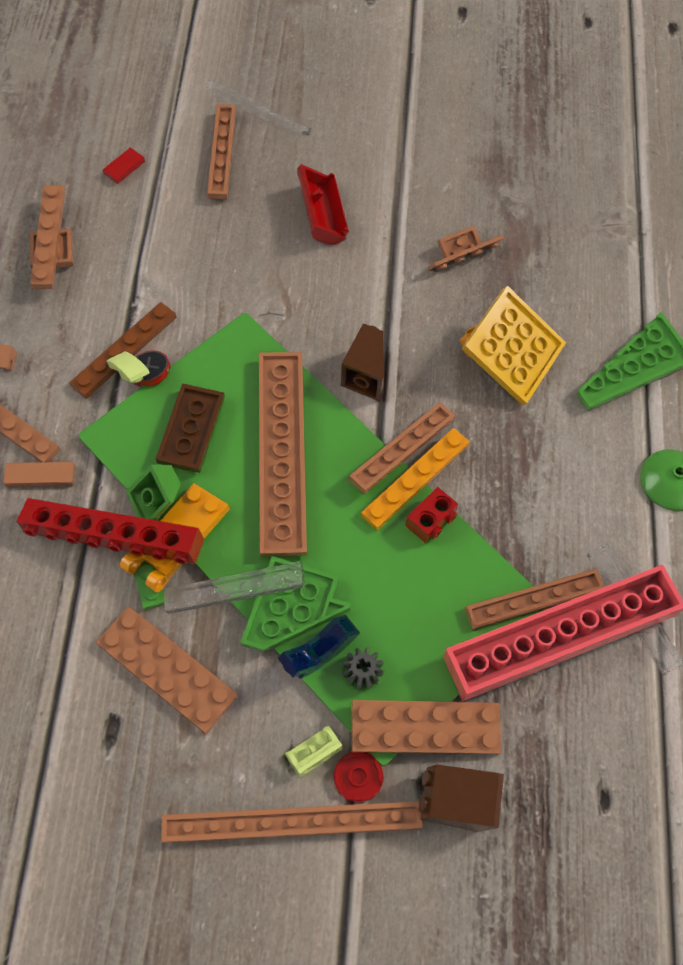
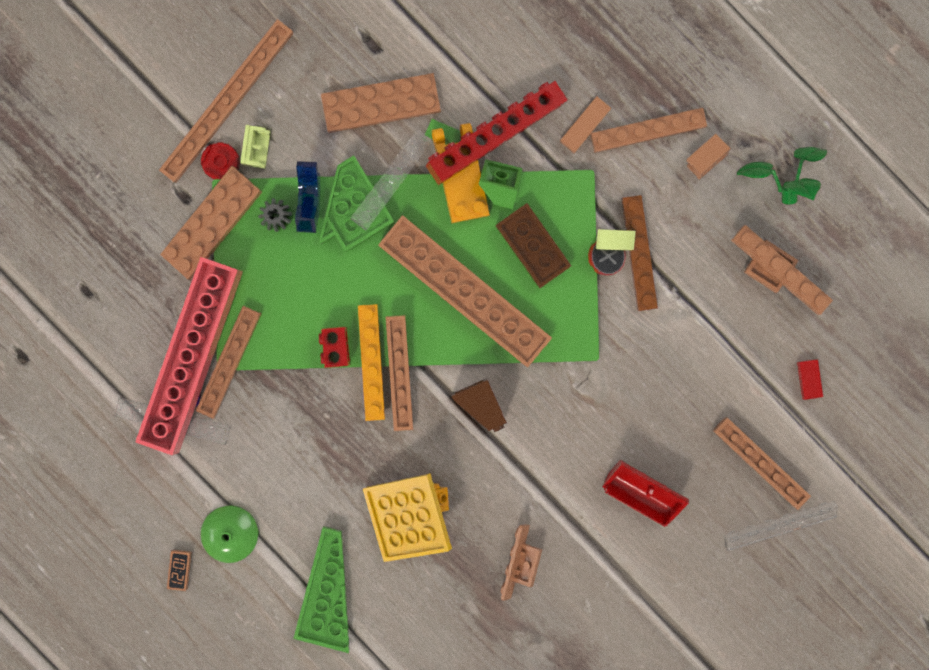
camera: 140 degrees right, 25 degrees up
(461, 797) = (151, 203): reddish brown slope -> none

